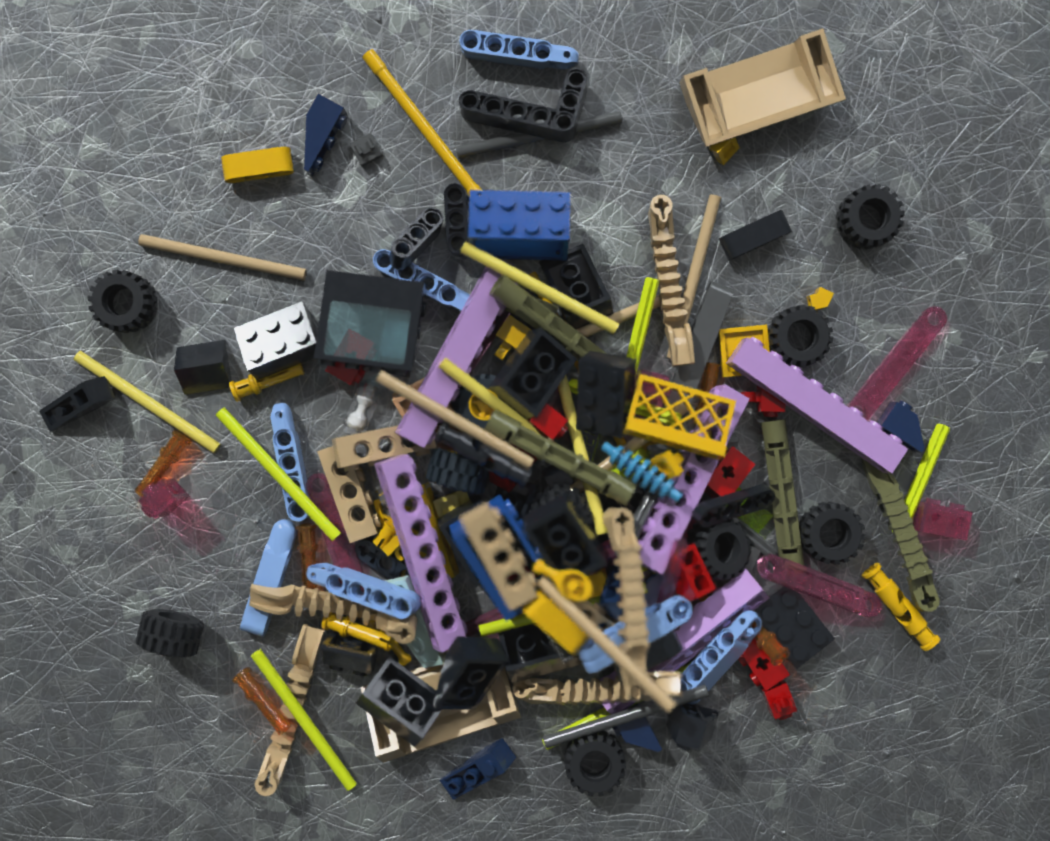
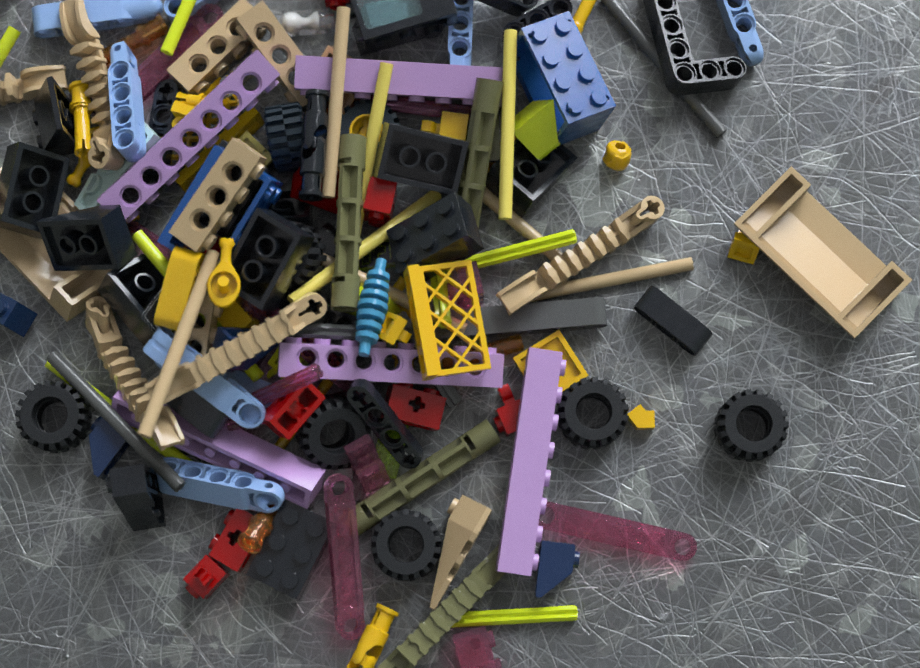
camera: 65 degrees right, 10 degrees down
(549, 264) = (537, 128): none -> neon yellow slope
(599, 210) = (617, 155): none -> yellow piece
(756, 534) = (367, 464): none -> clear pink slope
(843, 483) = (462, 530): none -> tan wedge

